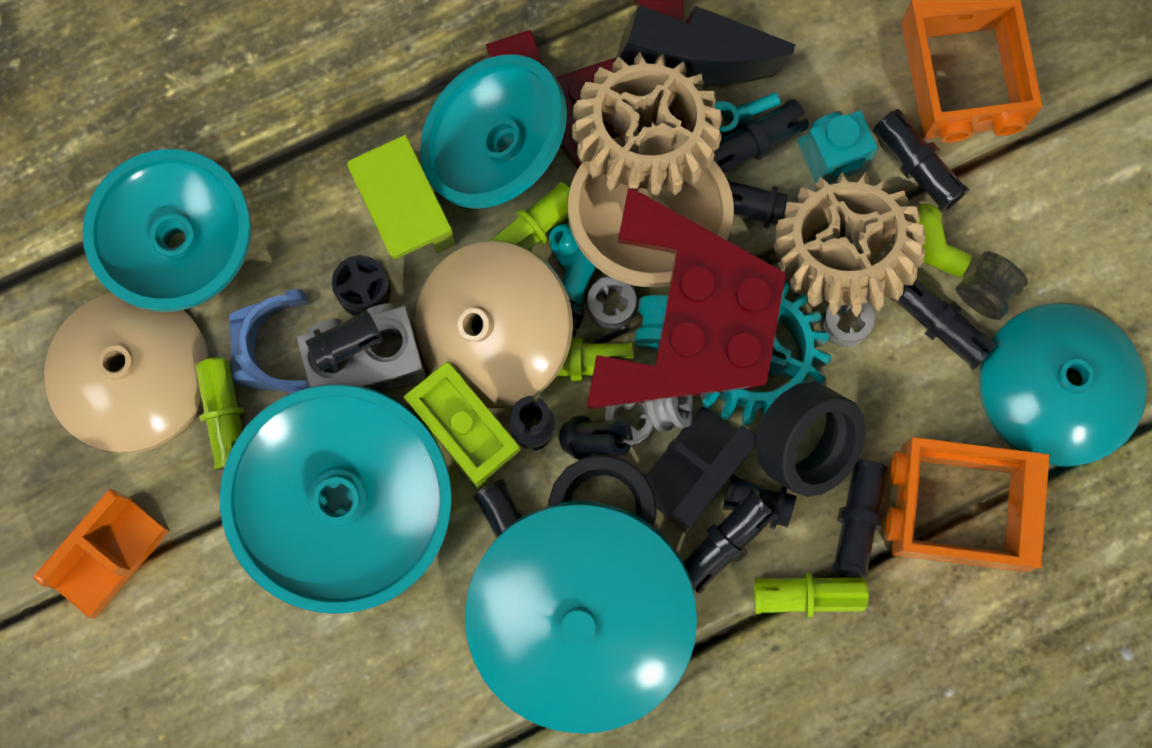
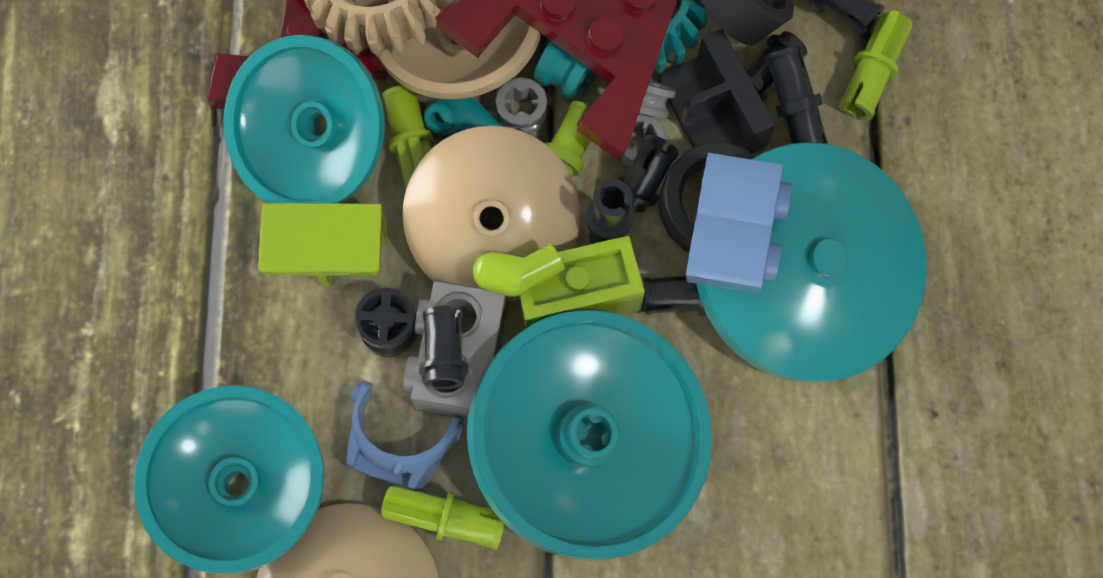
camera: 65 degrees left, 5 degrees down
(434, 368) = (515, 275): none -> lime arm
(557, 530) = (736, 224): none -> medium blue brick

